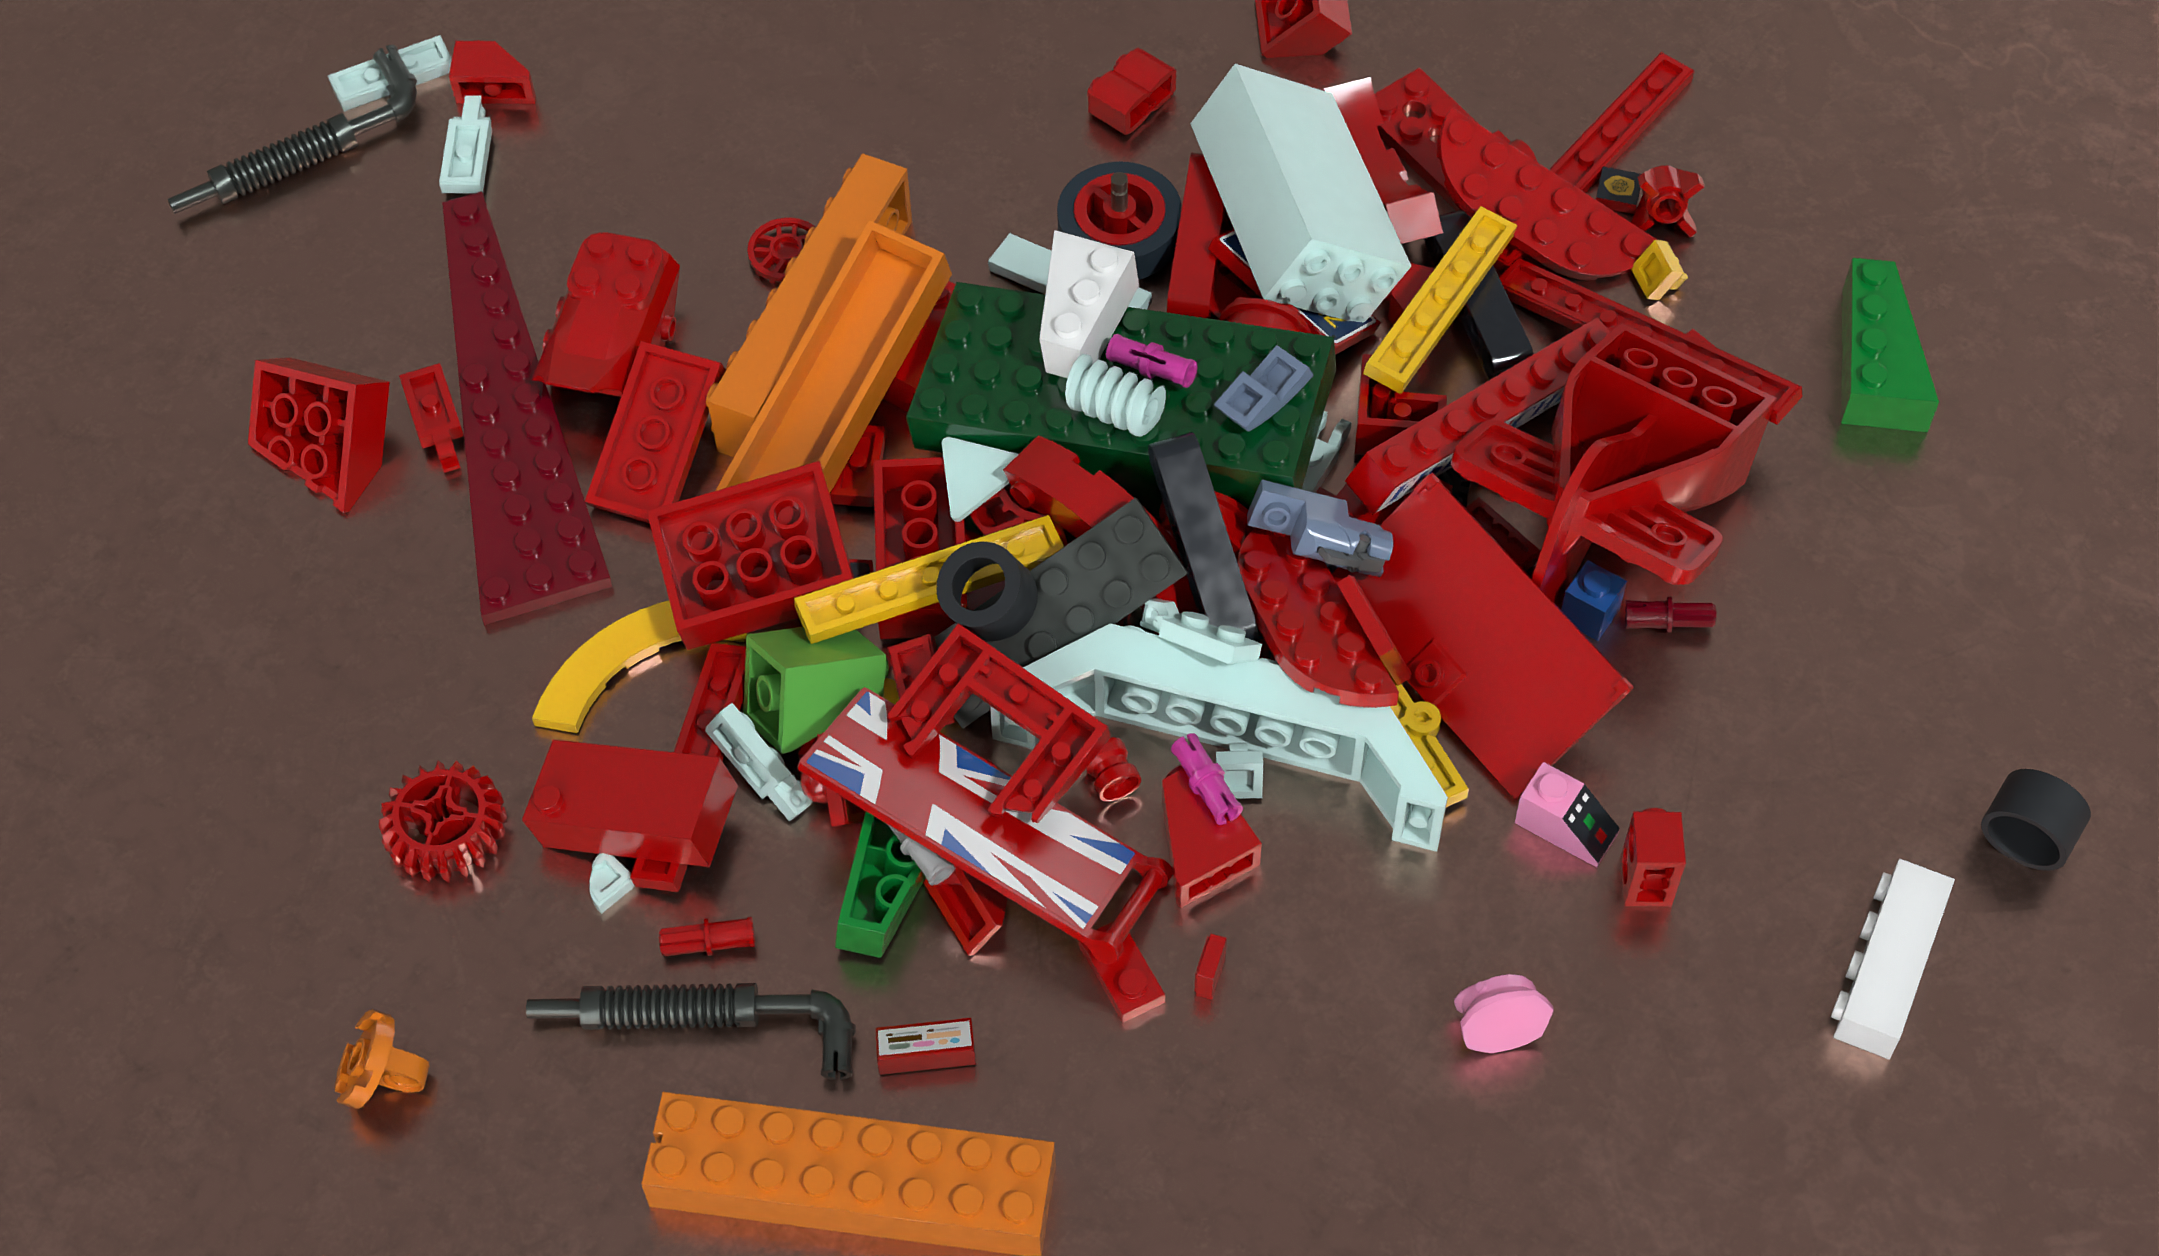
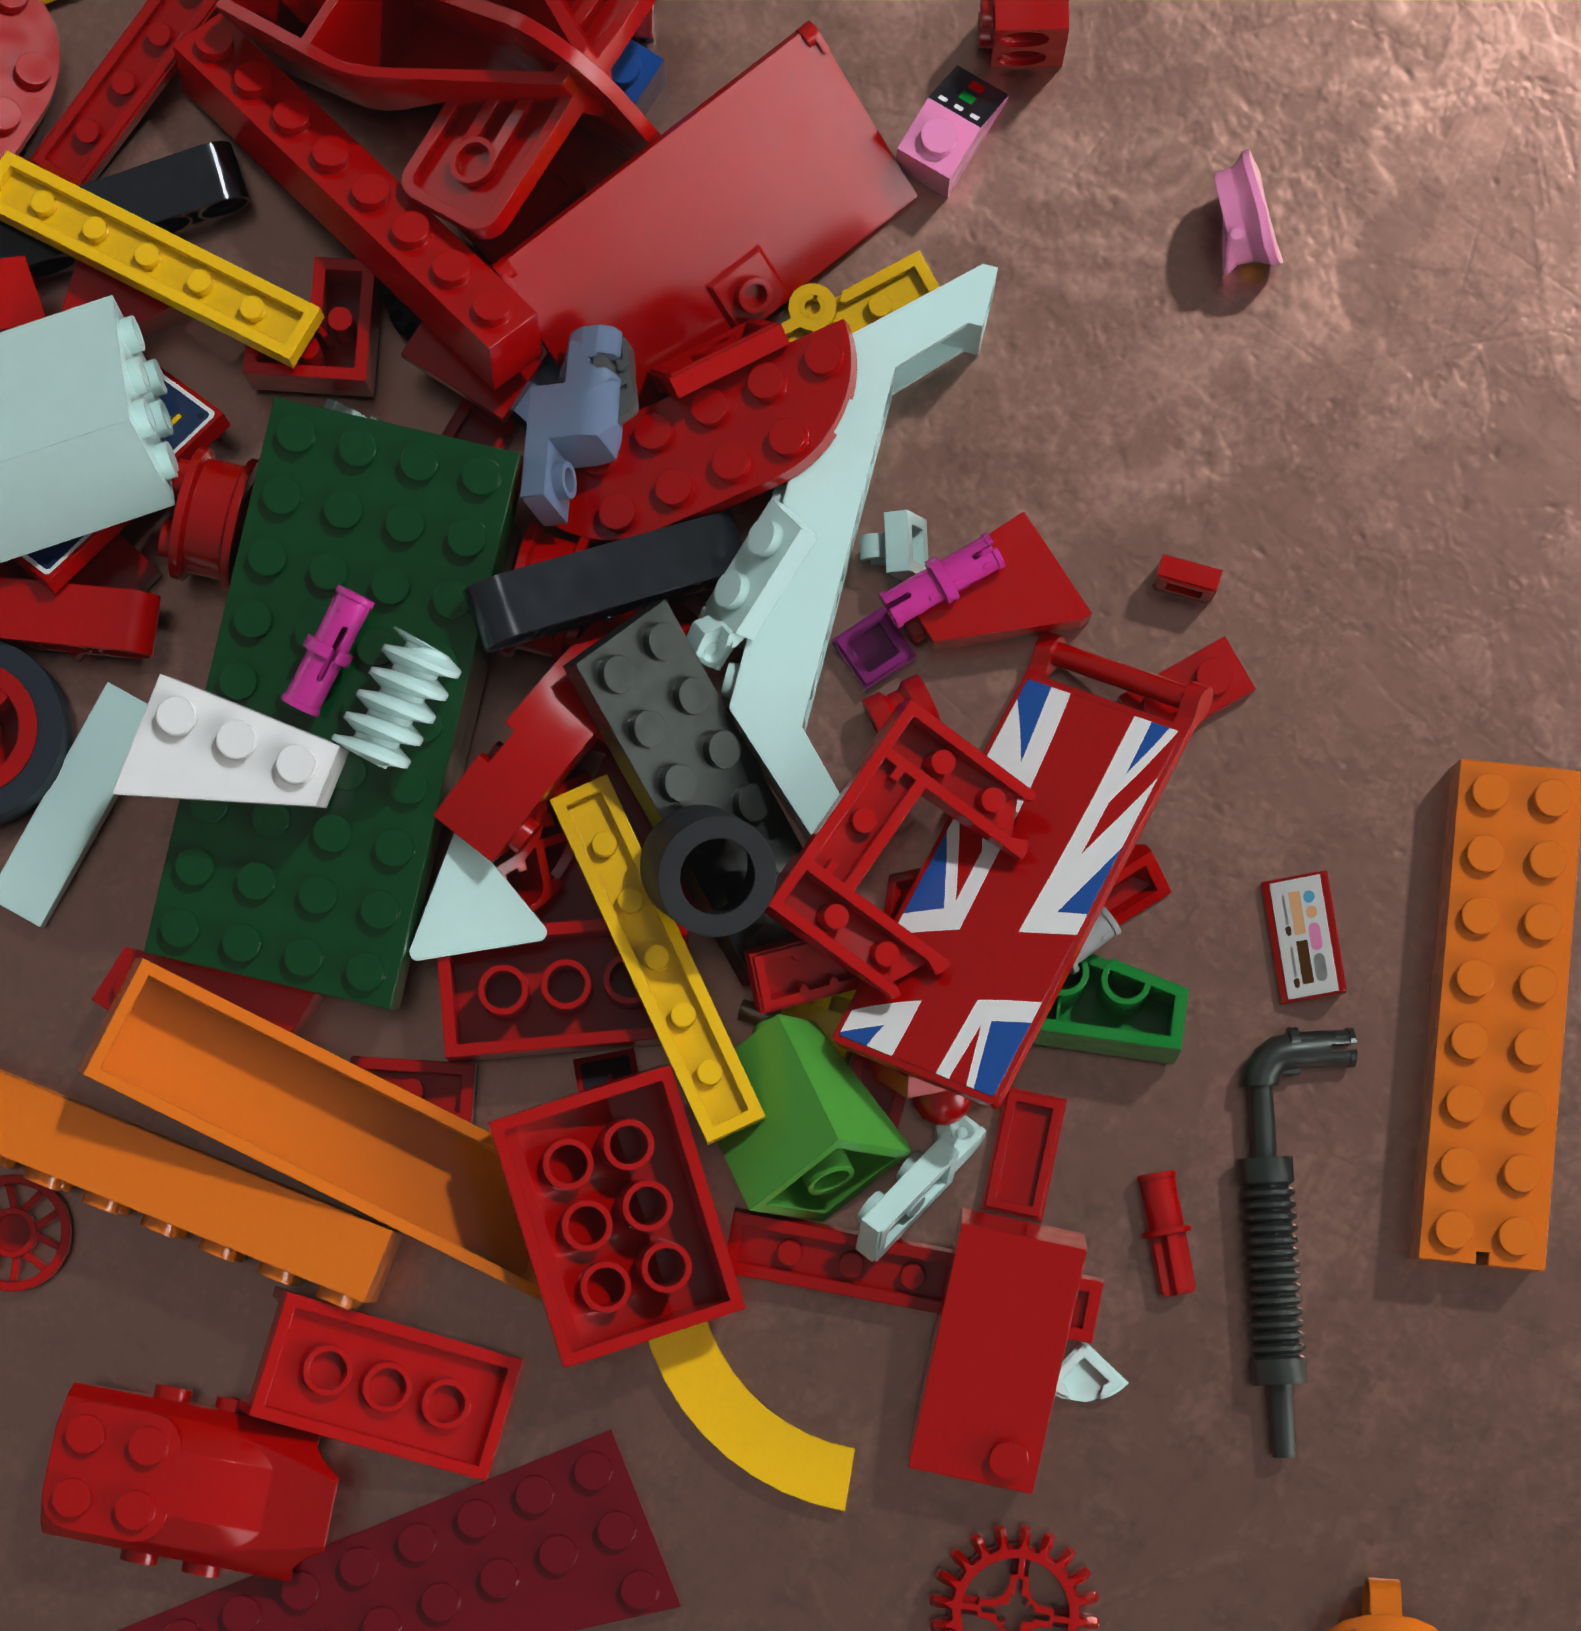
camera: 90 degrees left, 25 degrees up
(777, 846) = (1024, 1154): none -> red tile
(1156, 758) = (874, 649): none -> magenta tile
(1263, 393) = (383, 490): sand blue slope -> none

